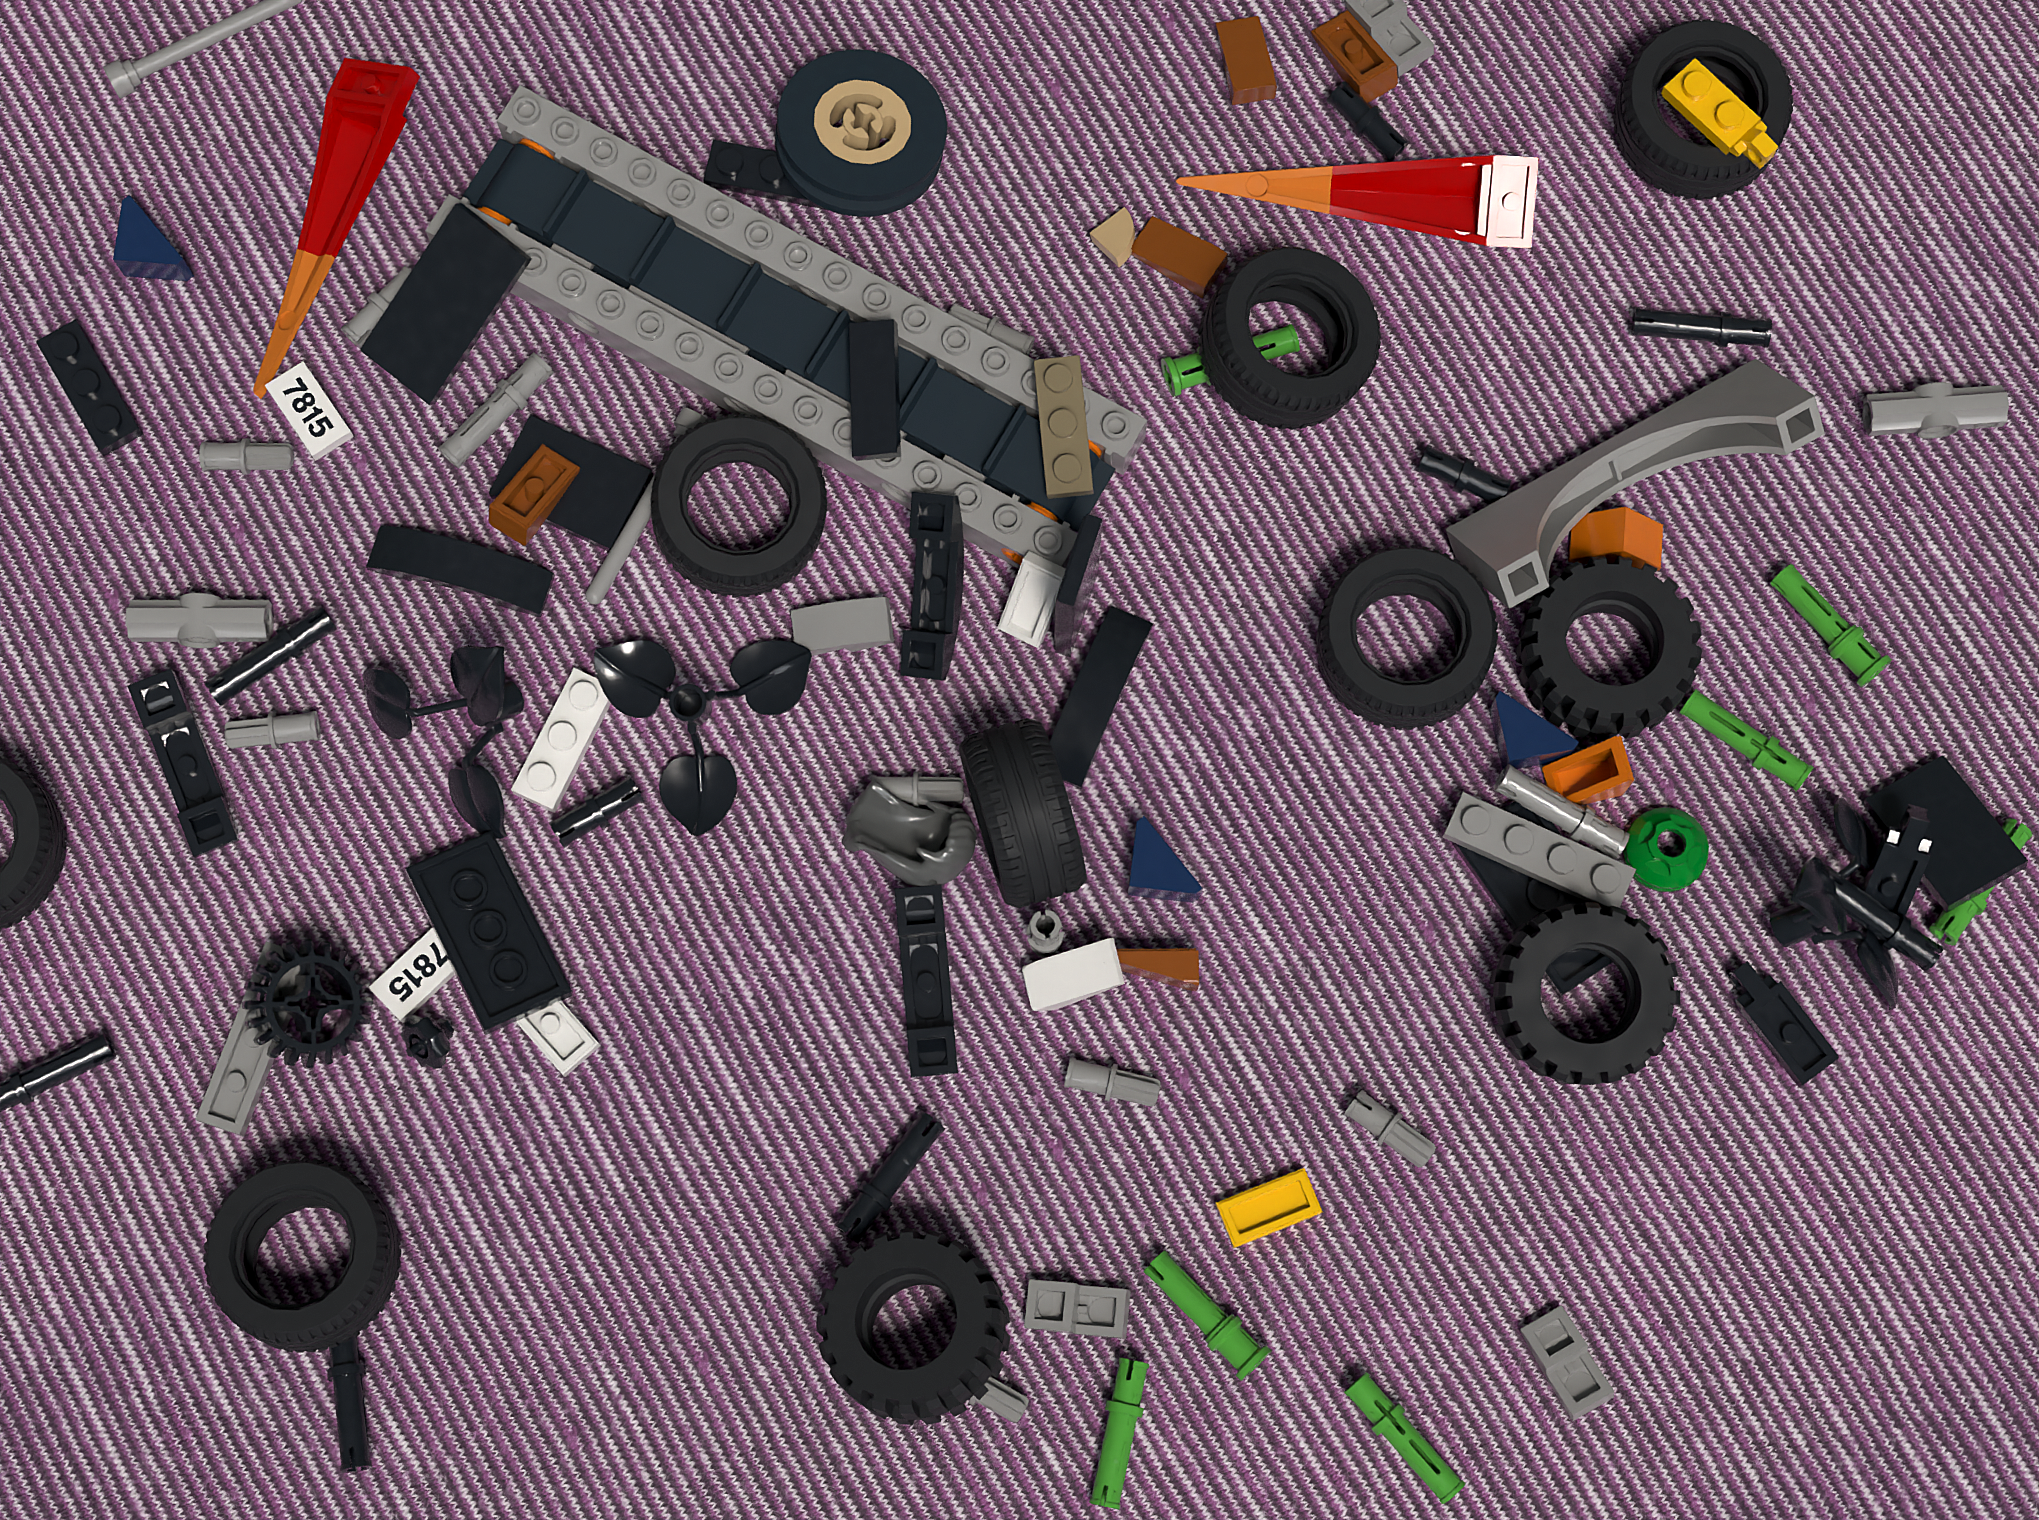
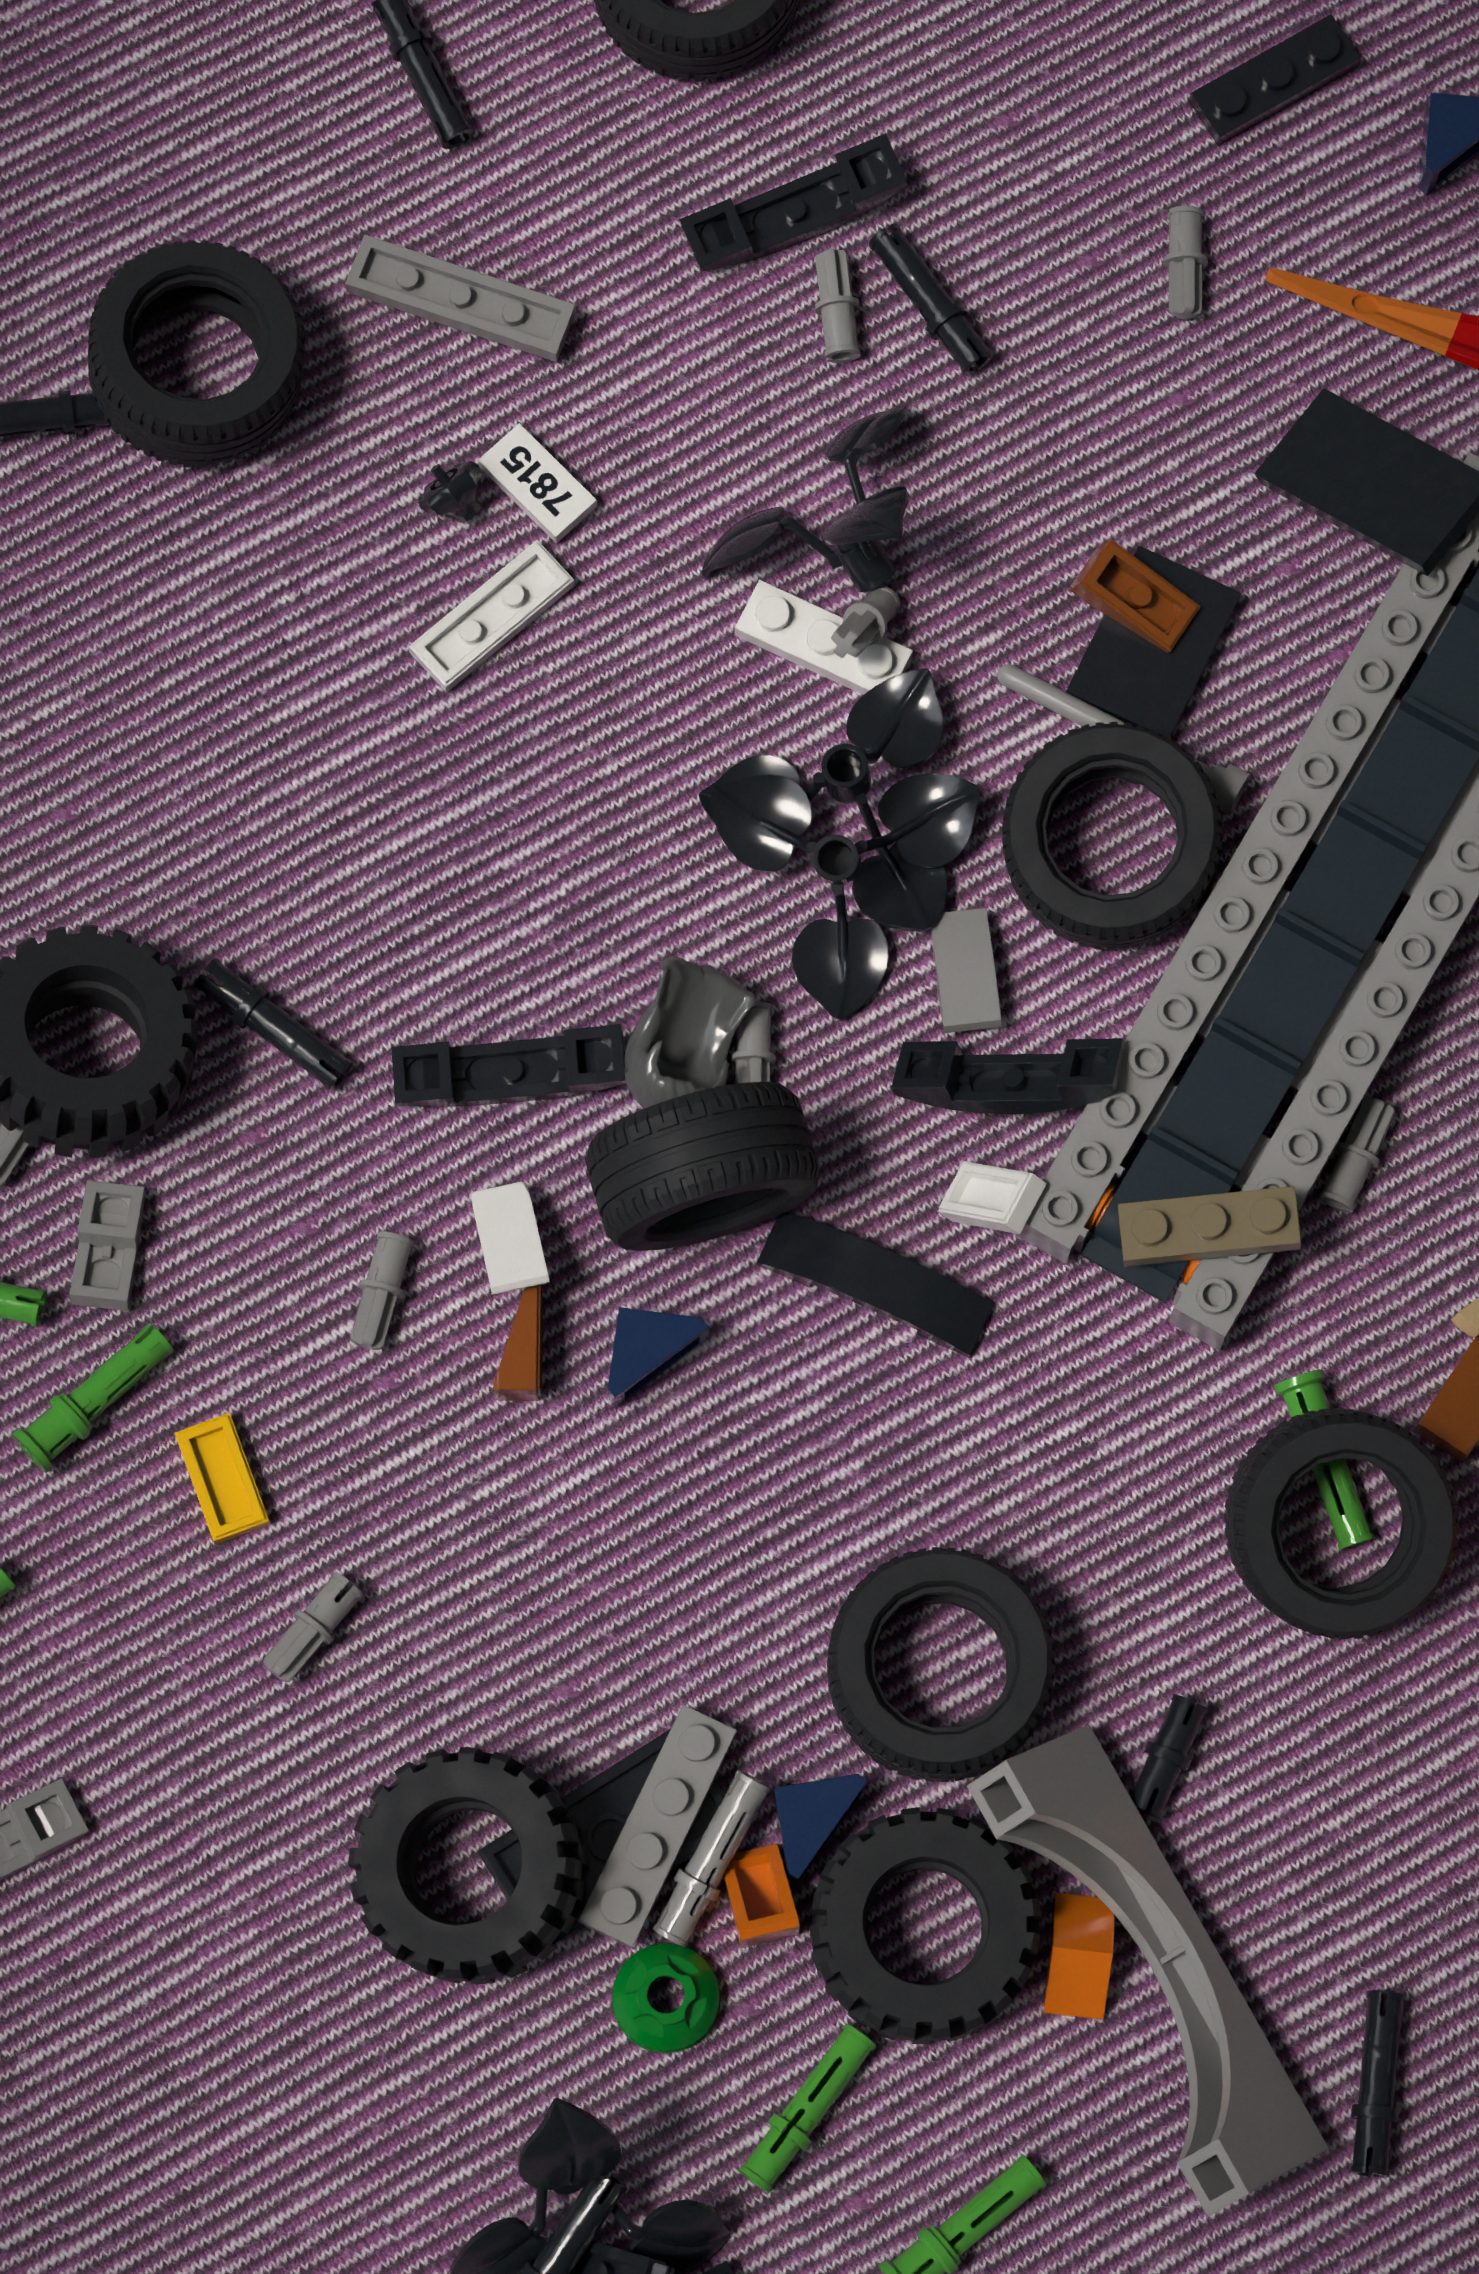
camera: 90 degrees right, 0 degrees up
(199, 620) = (973, 216): light grey piece -> none
(308, 1025) = (495, 324): black gear -> none
(309, 411) = (1246, 334): white tile -> none
(364, 322) = (1362, 393): light grey pin -> none
(461, 567) = (1040, 518): black slope -> none
(488, 932) = (582, 556): black tile -> none
(508, 397) = (1263, 566): light grey pin -> none
(554, 700) = (866, 621): none -> light grey axle
(597, 811) = (731, 680): black pin -> none
(724, 780) = (764, 821): none -> black plant
(875, 390) = (1253, 990): black tile -> none
(1052, 925) = (553, 1205): light grey pin -> none
(1077, 584) = (992, 1235): black tile -> none
(1781, 1024) = (430, 2130): black hinge -> none

